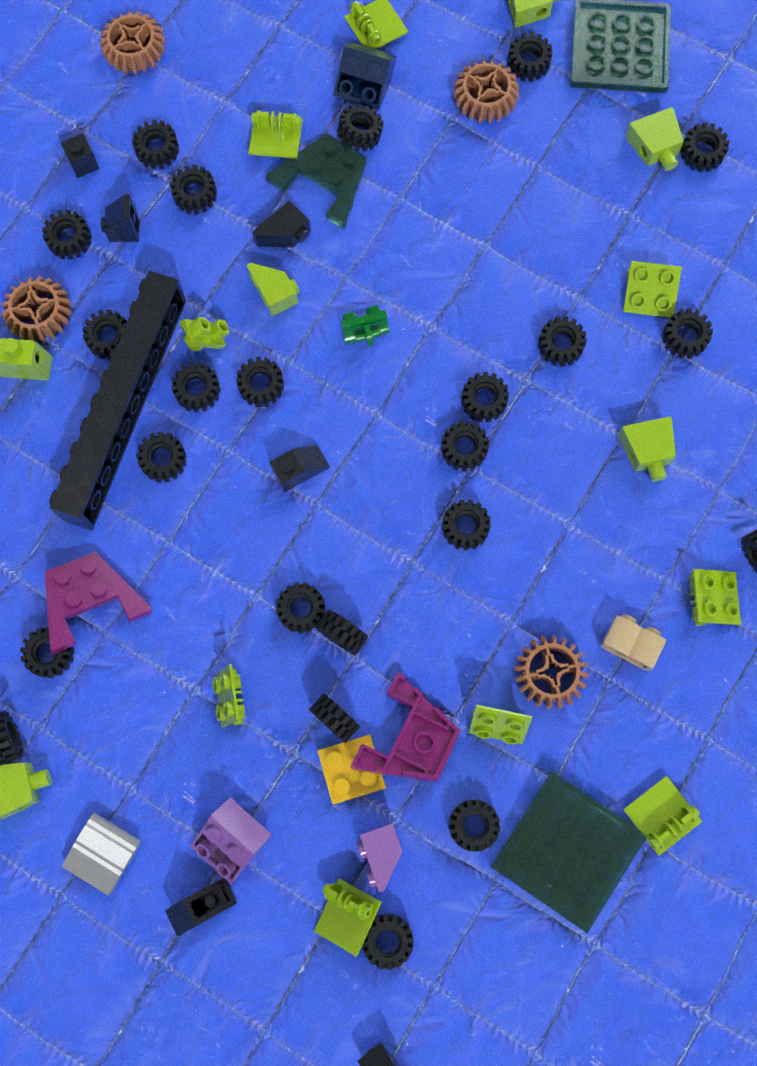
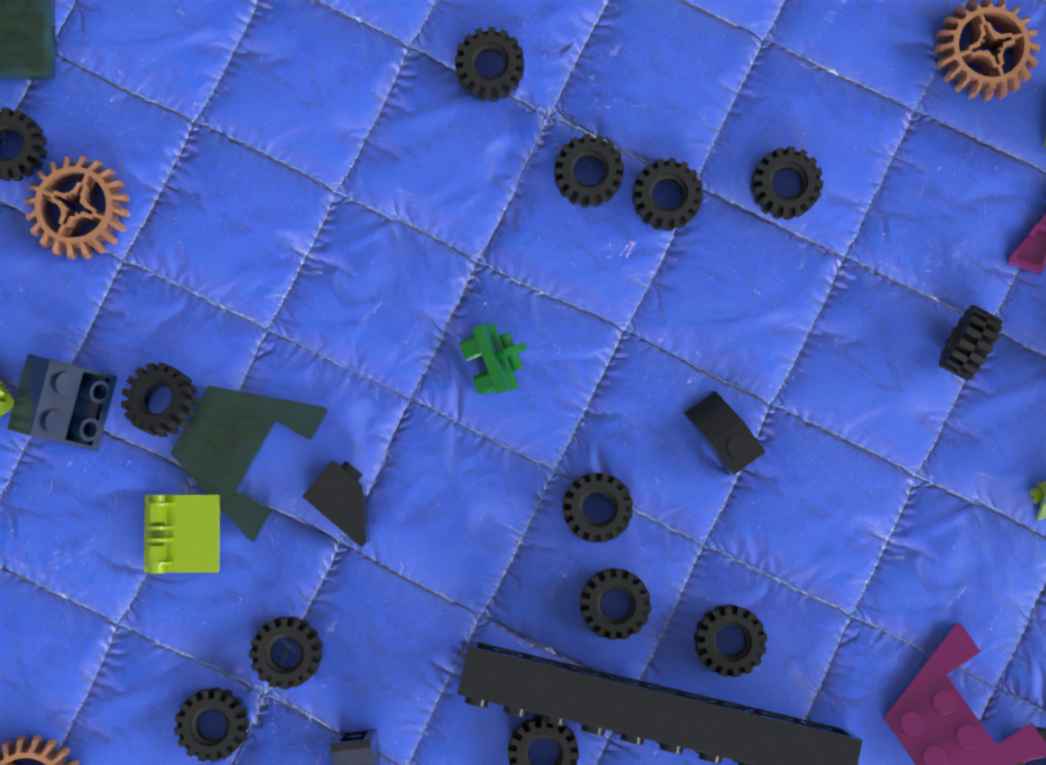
camera: 100 degrees left, 10 degrees up
(205, 334) = (533, 600): lime hips -> none
(273, 287) = (444, 504): lime slope -> none
(289, 596) = (957, 407): black tyre -> none

